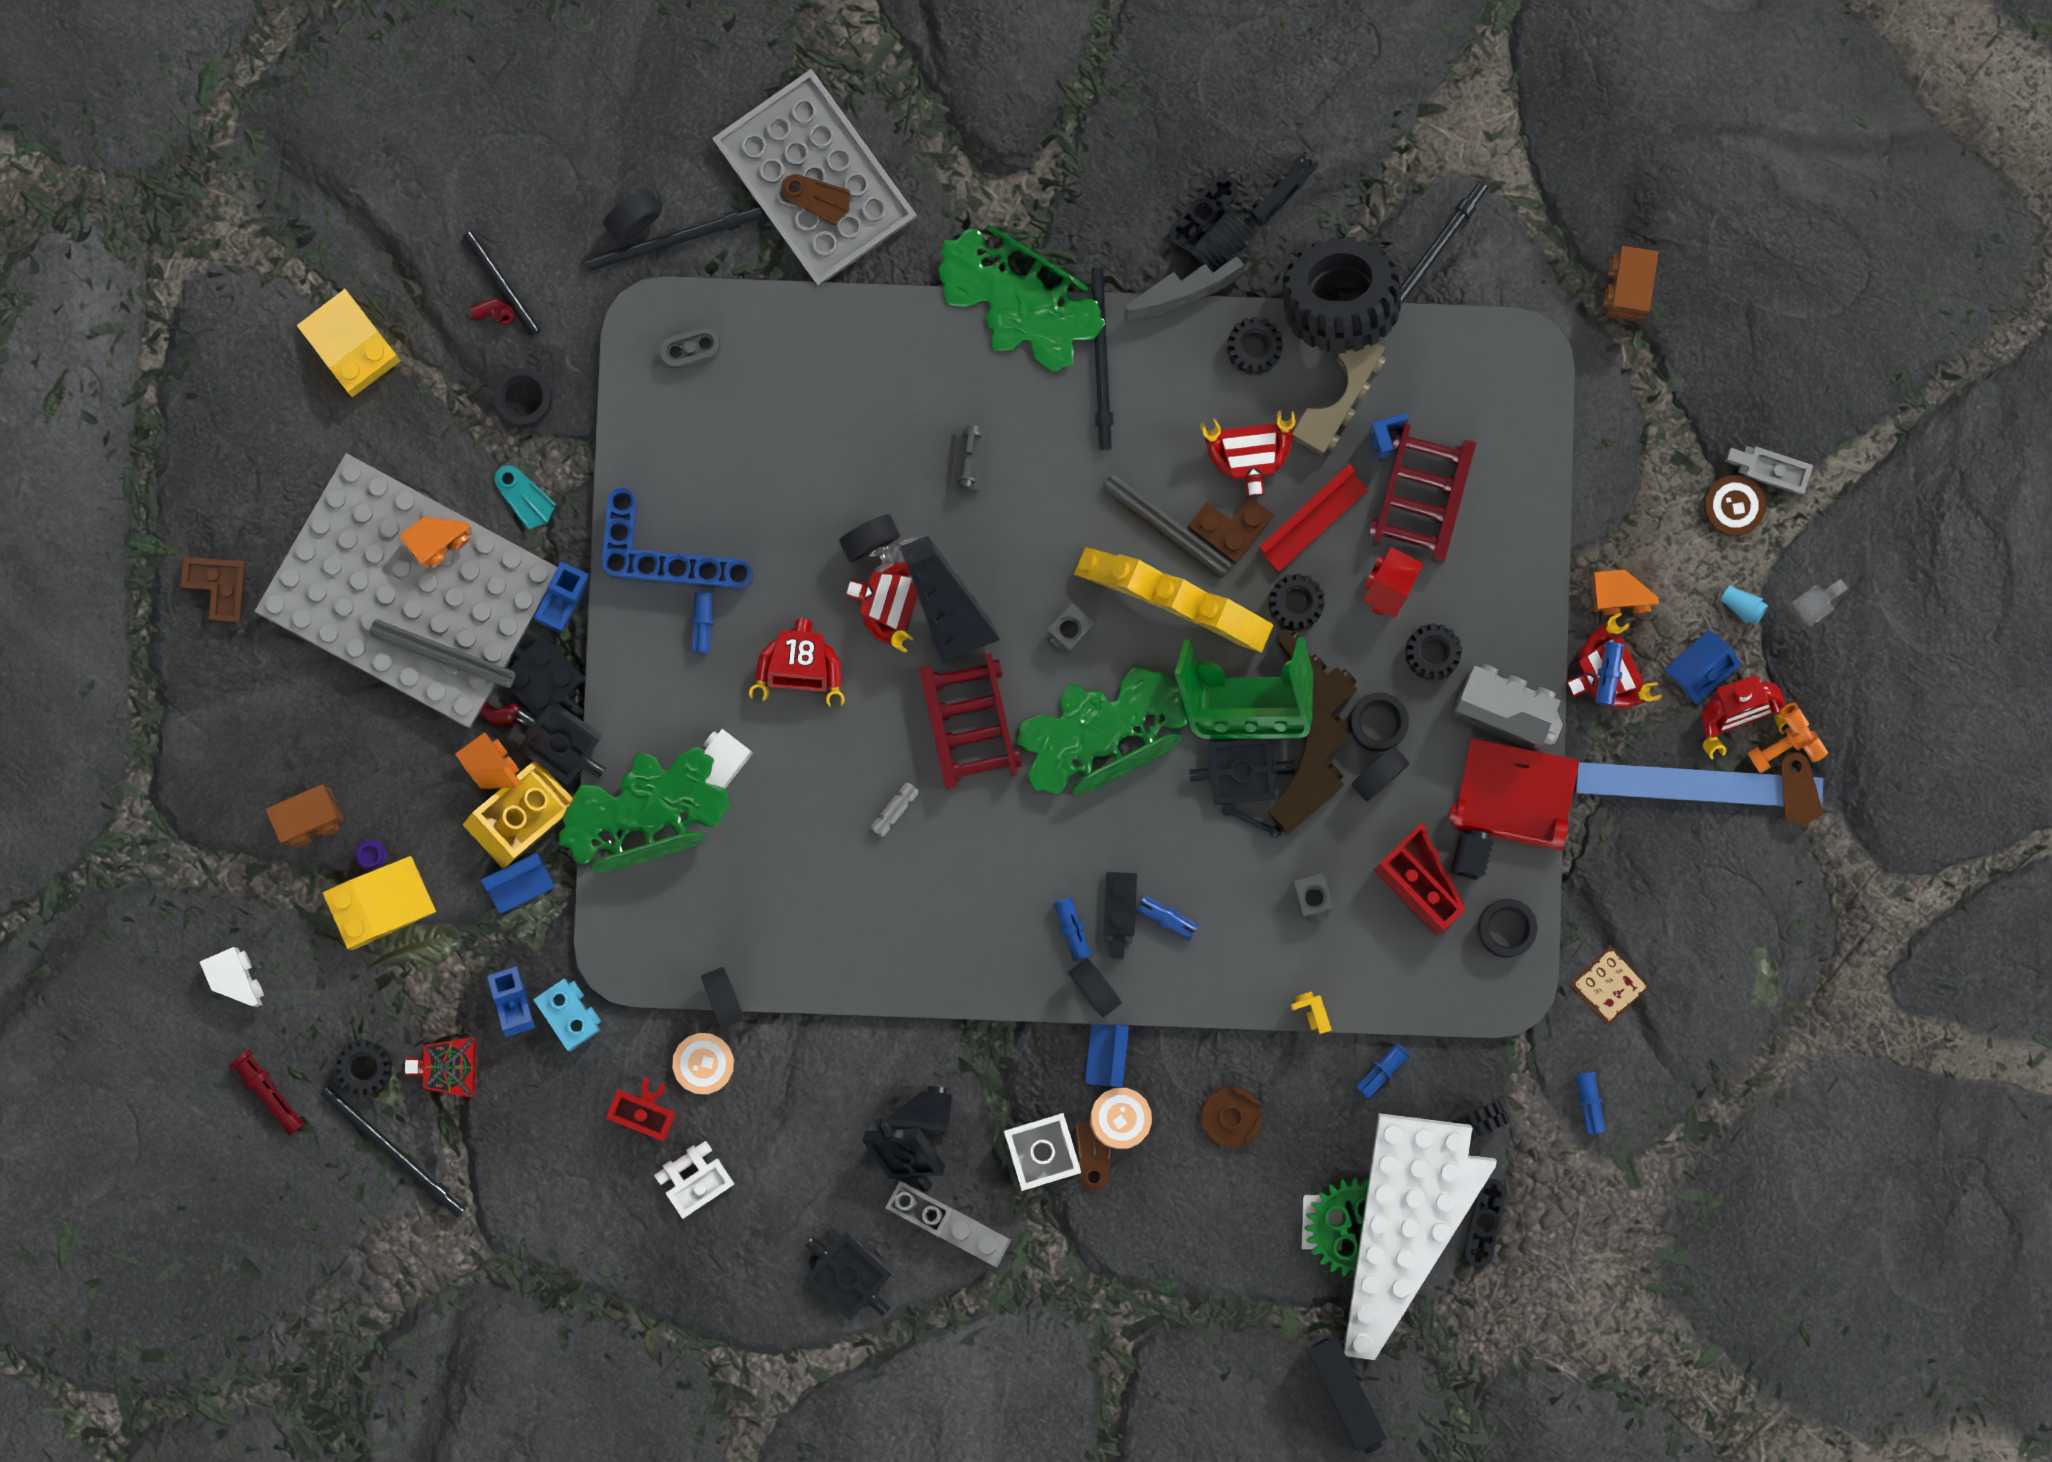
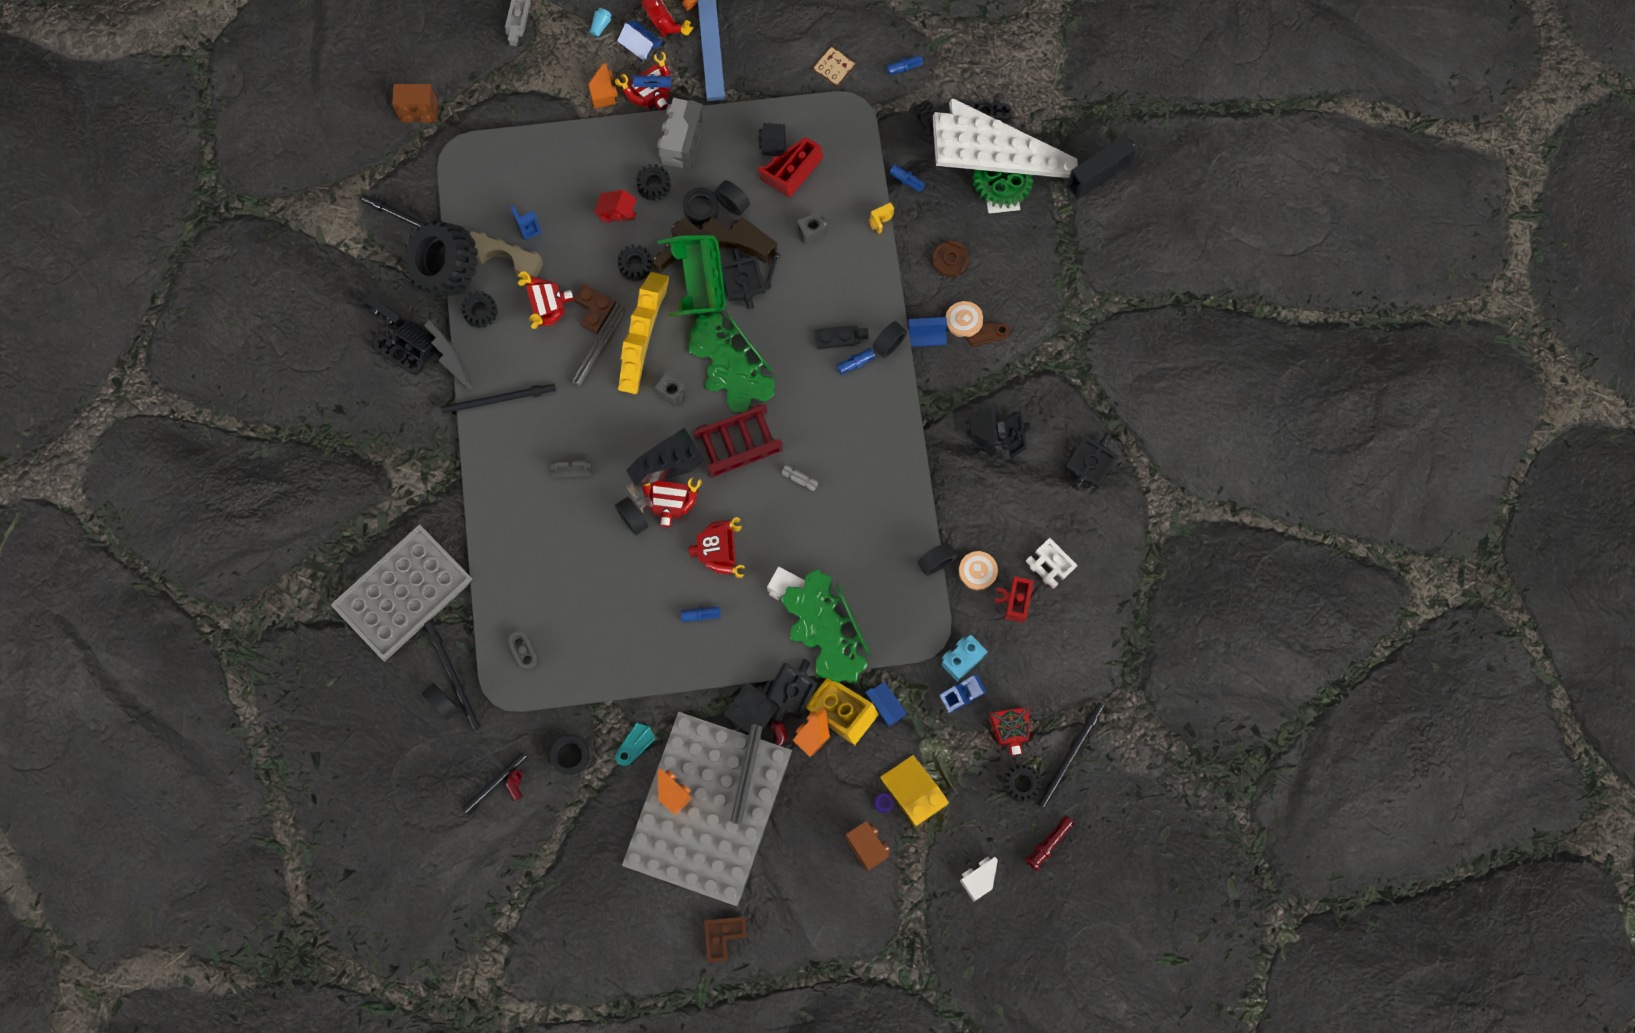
camera: 100 degrees left, 10 degrees down
(348, 343) = (547, 877): yellow slope -> none
(561, 597) = (697, 706): blue brick -> none
(662, 560) = (664, 644): blue beam -> none
(818, 197) = (415, 586): reddish brown piece -> none
(948, 1224) = (1048, 406): light grey slope -> none
(1018, 303) = (469, 452): green plant -> none
(1042, 1151) = (994, 358): white brick -> none
(1167, 917) = (839, 308): blue pin -> none
(1313, 519) = (582, 261): red fence -> none
(1451, 485) = (569, 186): dark red fence -> none
(1513, 800) = (734, 128): red door -> none
(1530, 924) = (811, 132): black tyre -> none
(1735, 505) = (541, 36): reddish brown tile -> none

